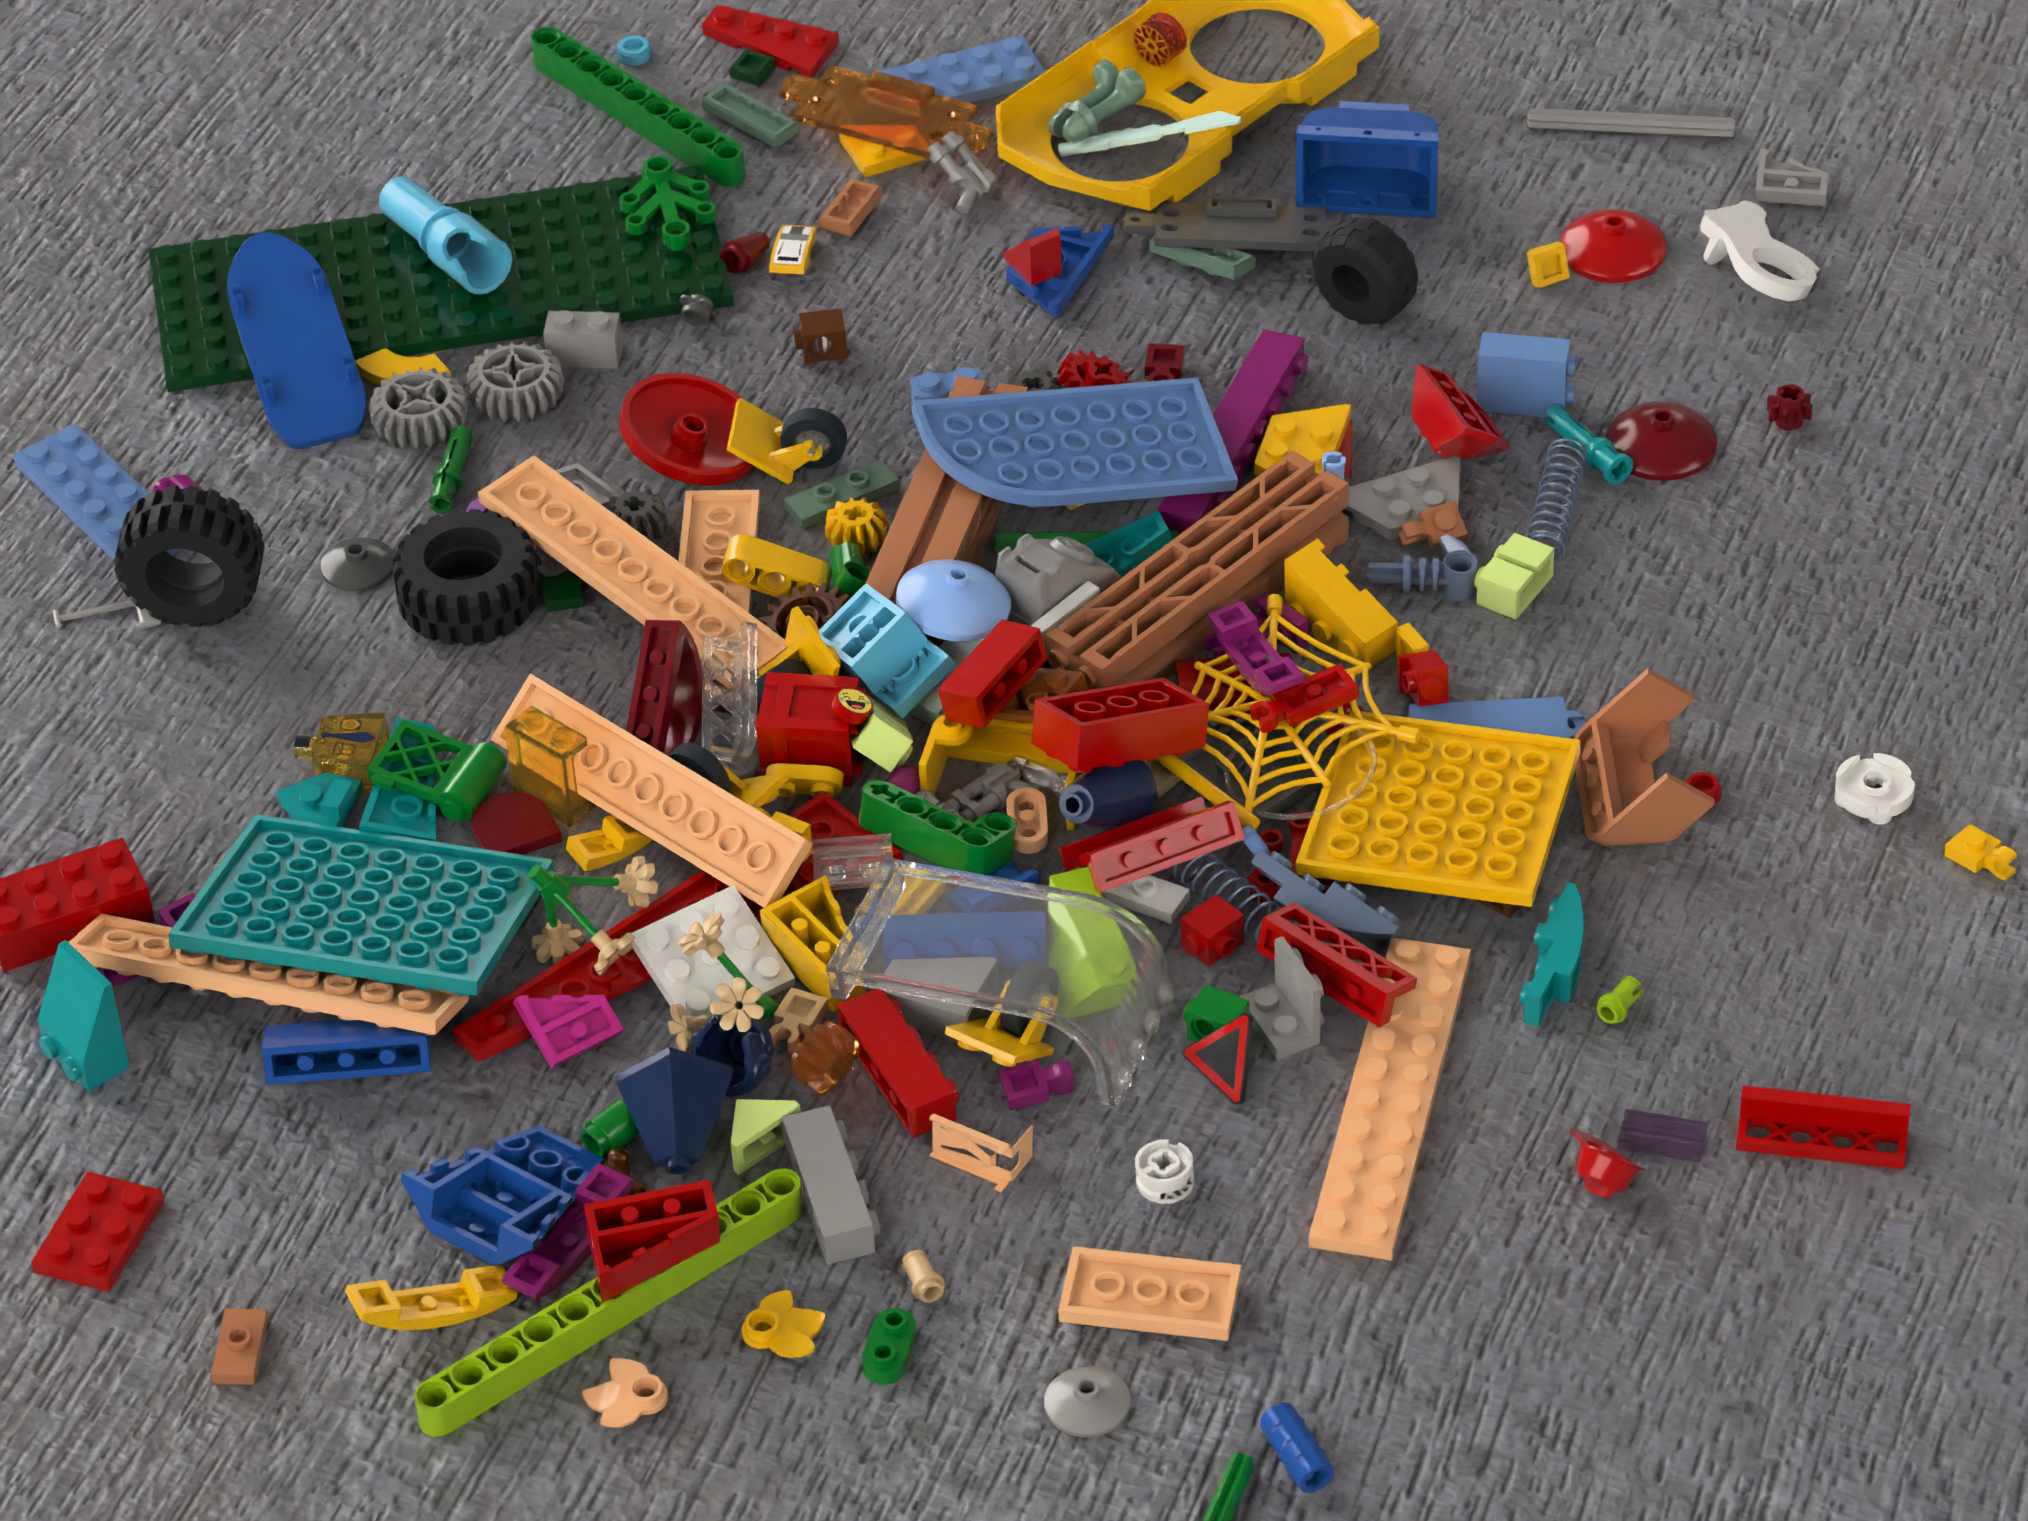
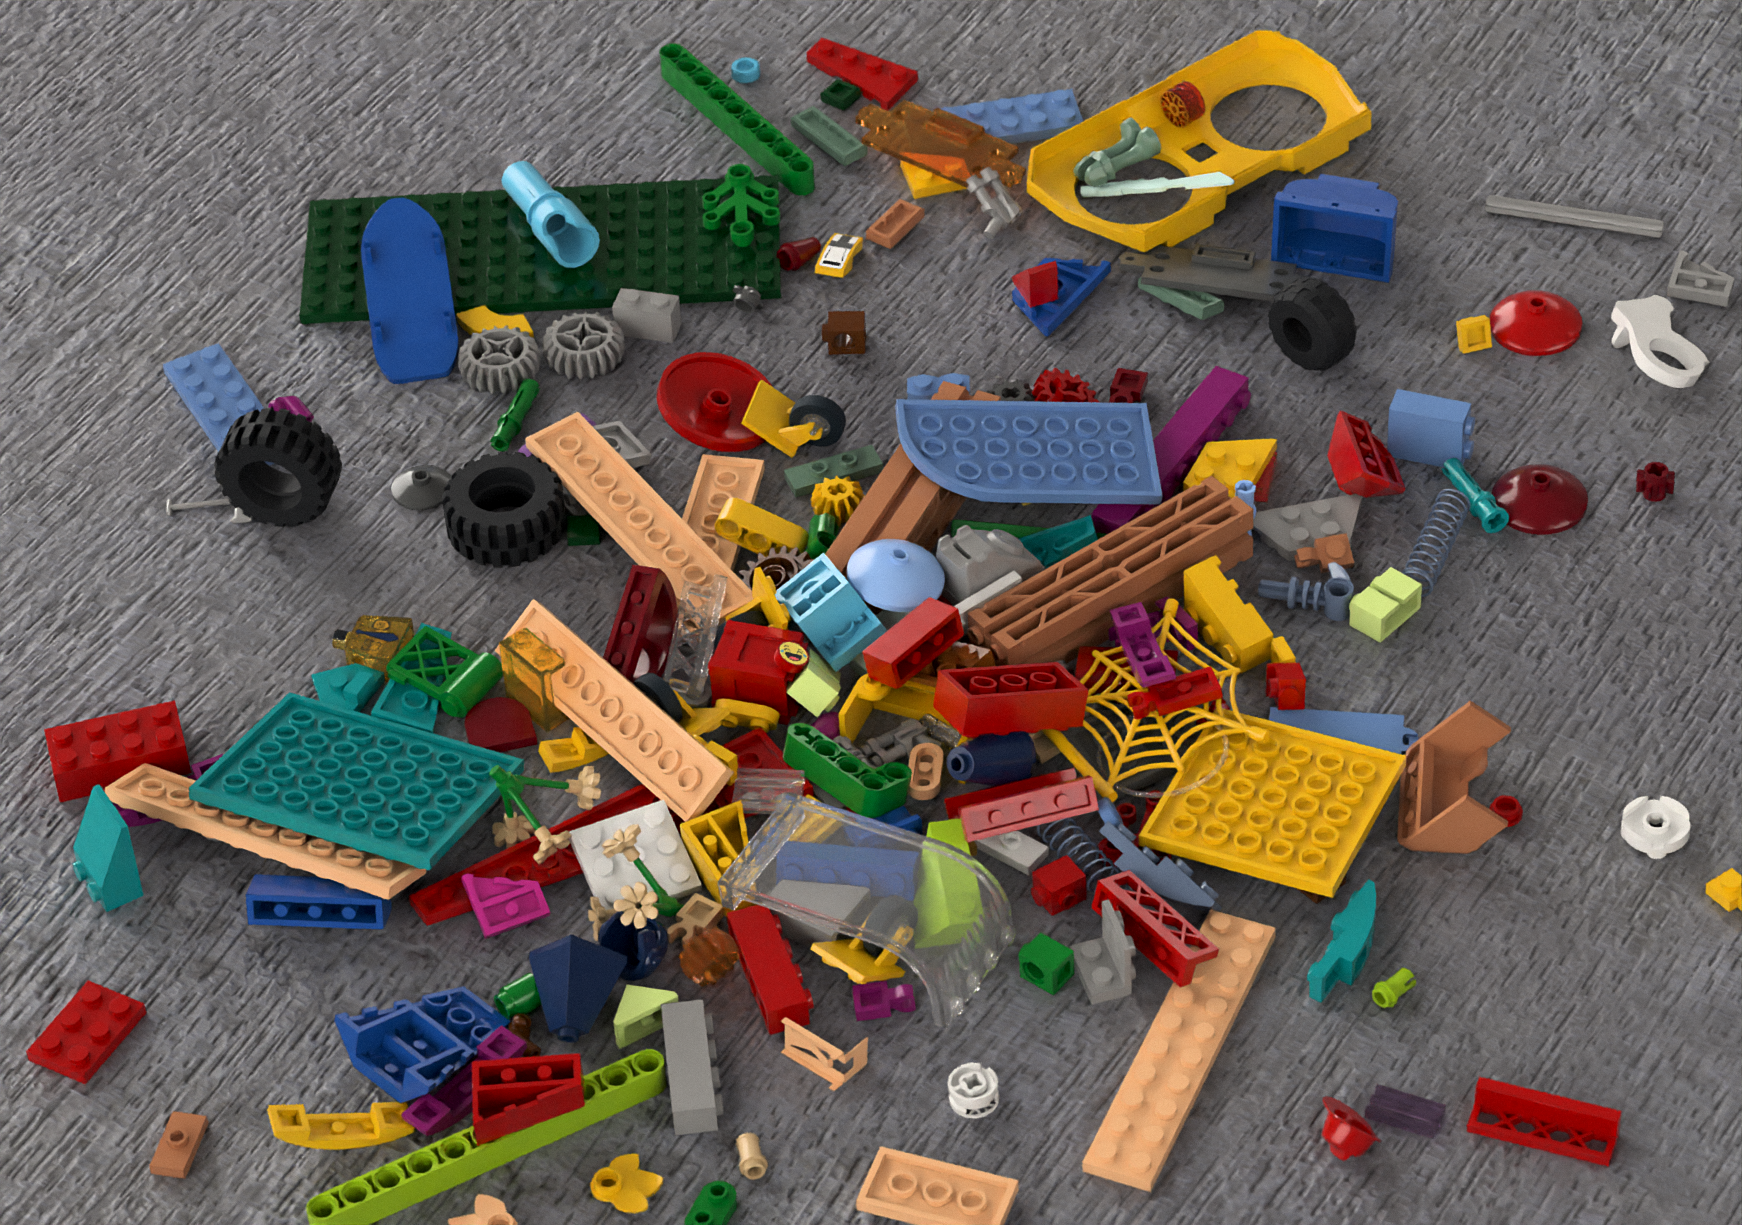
camera: 10 degrees right, 0 degrees up
(640, 511) = (660, 470): dark grey gear -> none
(1225, 1056) = (1044, 997): piece -> none

